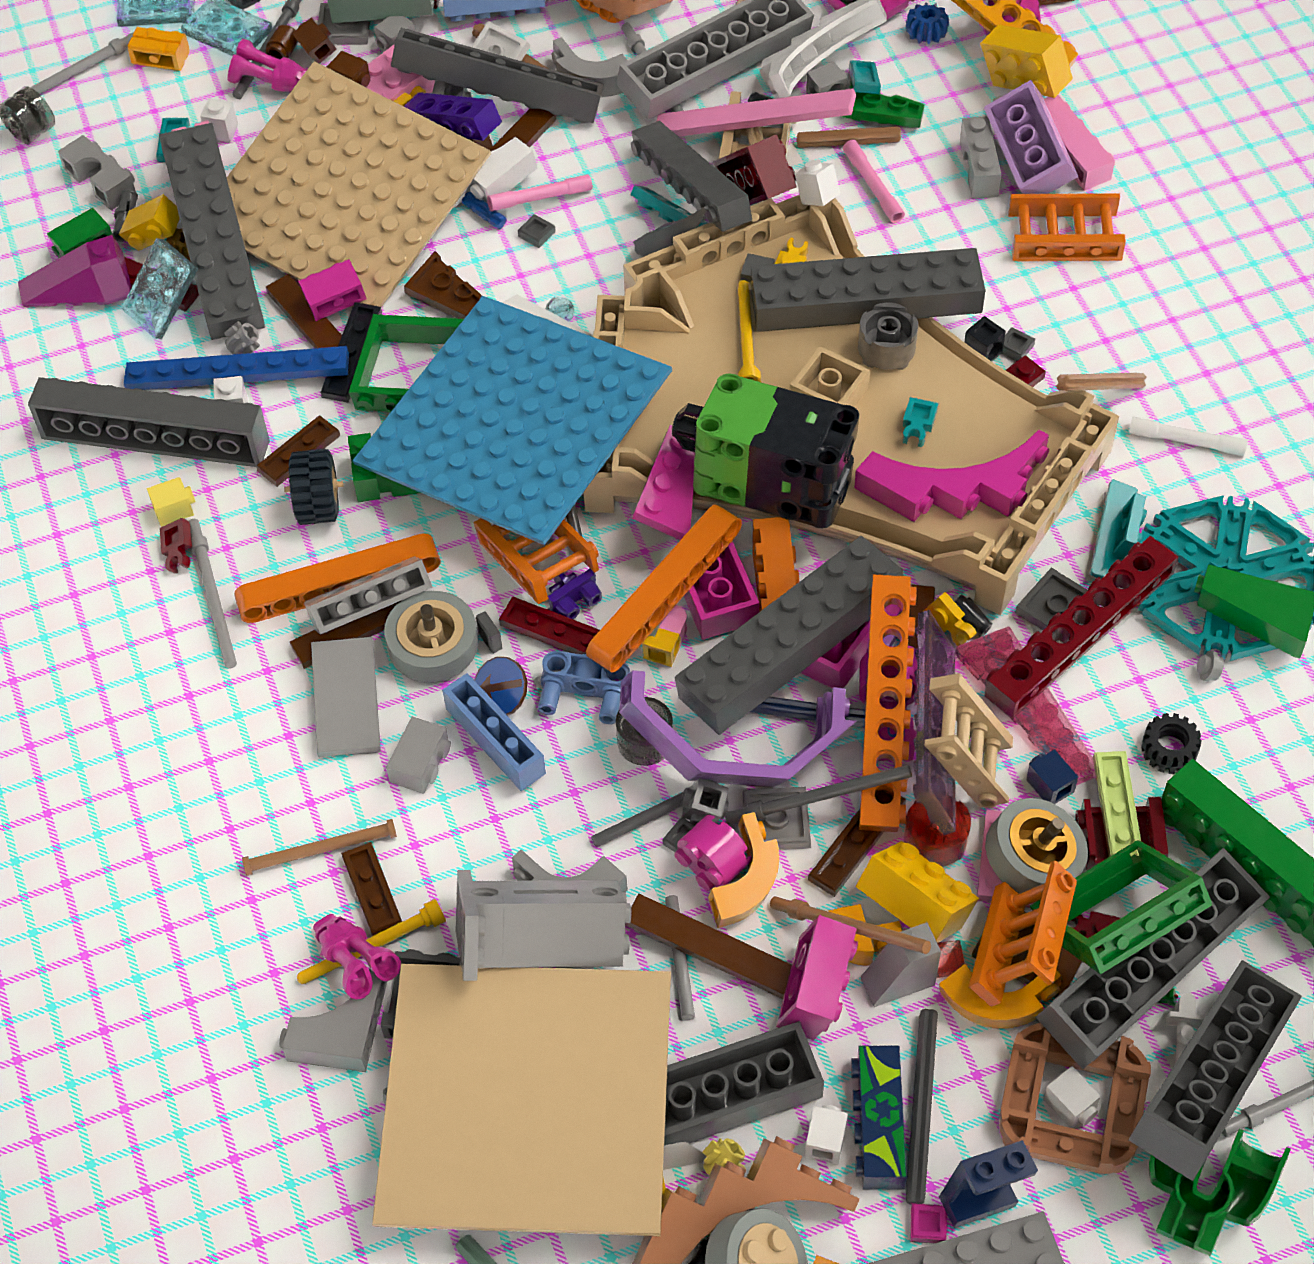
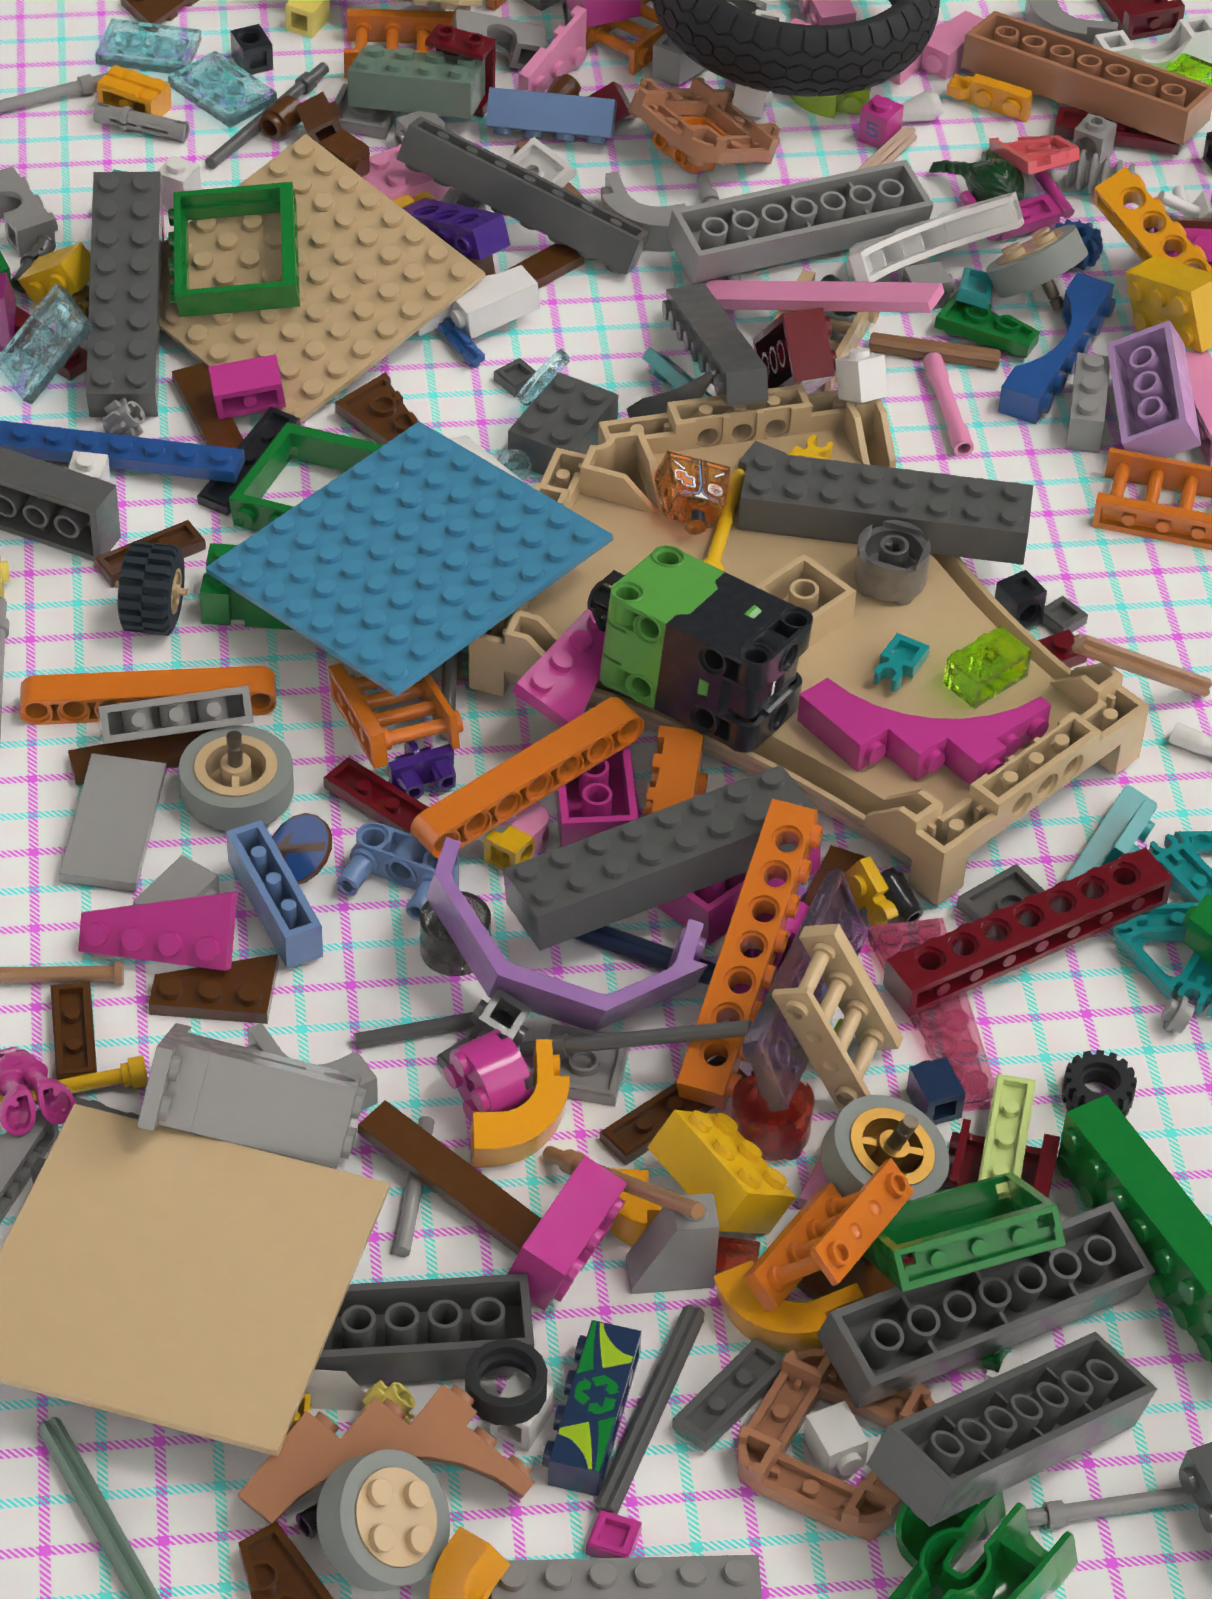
camera: 10 degrees right, 10 degrees down
(161, 70) = (128, 119): none -> light grey pin
(275, 134) = (231, 203): none -> green window
(282, 77) = (225, 126): dark pink piece -> none
(428, 786) = (177, 931): none -> dark pink wing
(473, 825) = (214, 994): none -> reddish brown wing
(488, 632) = (306, 789): dark grey tile -> none
(512, 198) = (494, 333): bright pink piece -> none
(561, 229) = (542, 377): none -> clear light blue tile
(588, 266) = (562, 417): none -> dark grey brick
(715, 310) = (691, 490): none -> clear orange torso
(817, 1095) = (506, 1354): none -> black tyre
(908, 47) = (1037, 263): none -> light grey wheel
(933, 150) = (1032, 386): none -> blue arch
(979, 1078) = (728, 1395): none -> dark grey plate
(983, 1182) = (691, 1496): dark blue panel -> none
(986, 410) = (987, 667): none -> clear neon green brick

